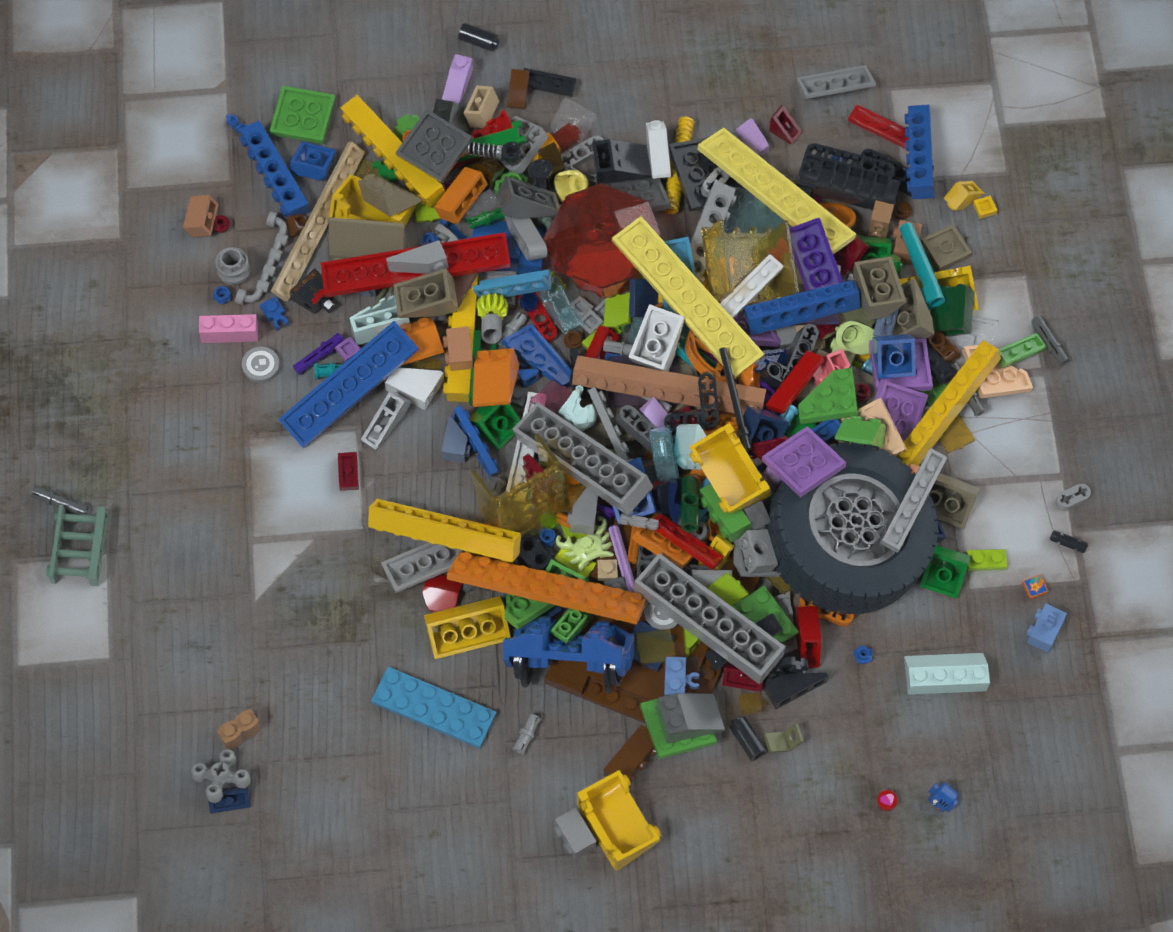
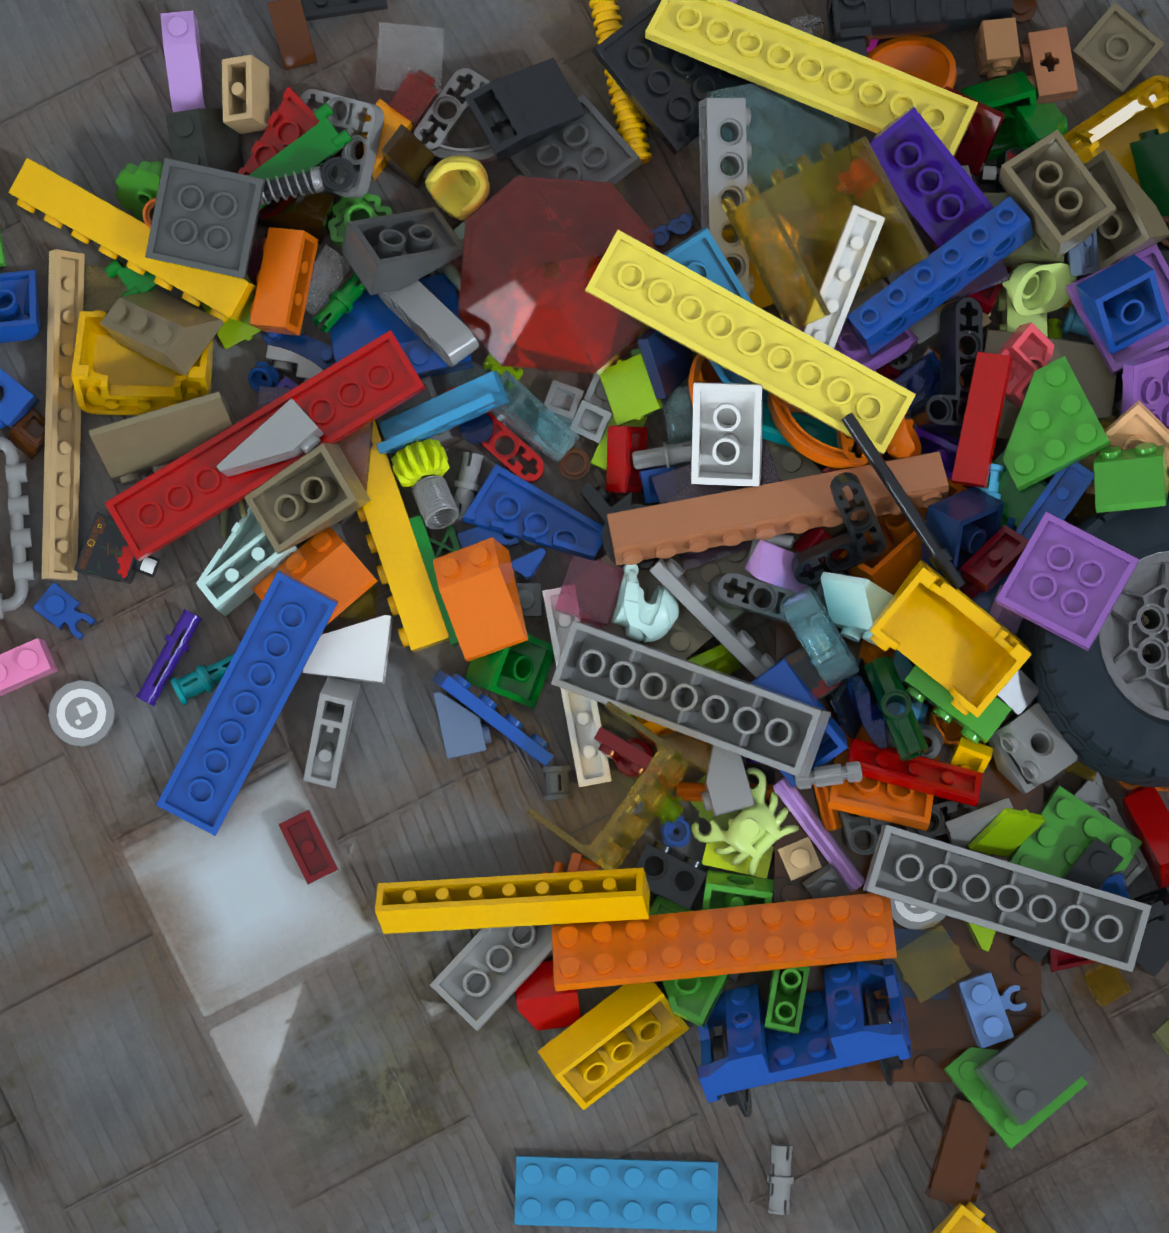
camera: 20 degrees left, 20 degrees up
(347, 348) = (214, 630): medium lavender plate -> none
(459, 348) = (400, 568): nougat brick -> none
(540, 171) = (403, 190): black hose -> none
(658, 149) = (579, 64): white slope -> none
(712, 178) = (689, 85): light grey beam -> none
(747, 738) = (1128, 1047): black brick -> none
(861, 387) = (1097, 381): dark red plate -> none
(930, 287) = (1132, 148): teal axle -> none

